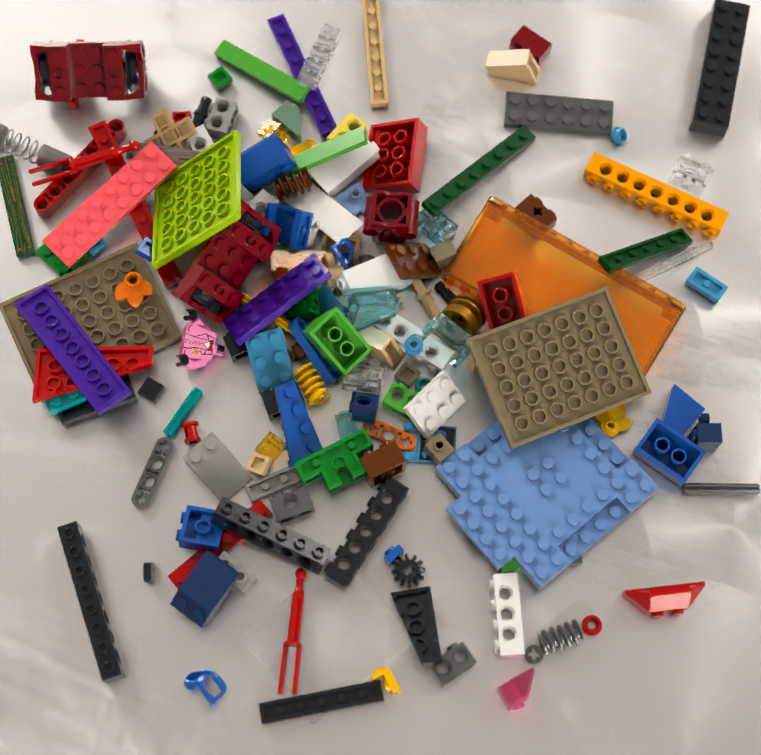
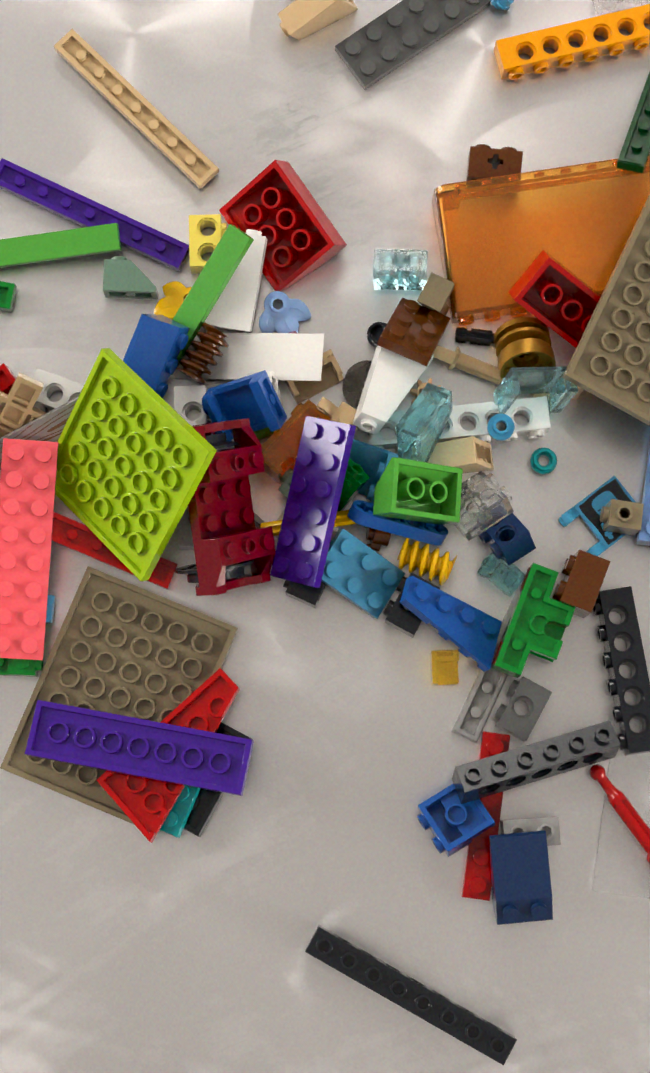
camera: 40 degrees left, 10 degrees up
(133, 292) = (140, 625): orange plate -> none
(145, 249) = (112, 567): blue plate -> none
(148, 572) = (439, 909): black tile -> none
(151, 389) = (256, 714): black tile -> none
(154, 473) = (343, 802): dark grey beam -> none
(182, 412) = (314, 709): teal axle -> none
(191, 432) = (345, 723): red bush -> none
(197, 343) = (264, 623): bright pink torso -> none
(197, 679) = (593, 976): blue piece -> none
(200, 113) = (17, 354): black pin -> none
(217, 467) = (409, 737): light grey slope -> none
(224, 119) = (50, 341): light grey brick -> none
(258, 464) = (448, 695): tan plate -> none
(270, 127) = (119, 309): clear yellow bracket -> none
(319, 57) = (94, 177): clear beam -> none
(343, 258) = (334, 389): blue piece -> none
(385, 427) = (570, 533): orange beam -> none
(394, 206) = (353, 281): dark red piece -> none
(397, 406) = (542, 501): bright green brick -> none
(407, 374) = (515, 462): dark tan plate -> none
(434, 404) = (576, 472): white plate -> none
(478, 171) = (391, 167): dark green plate -> none

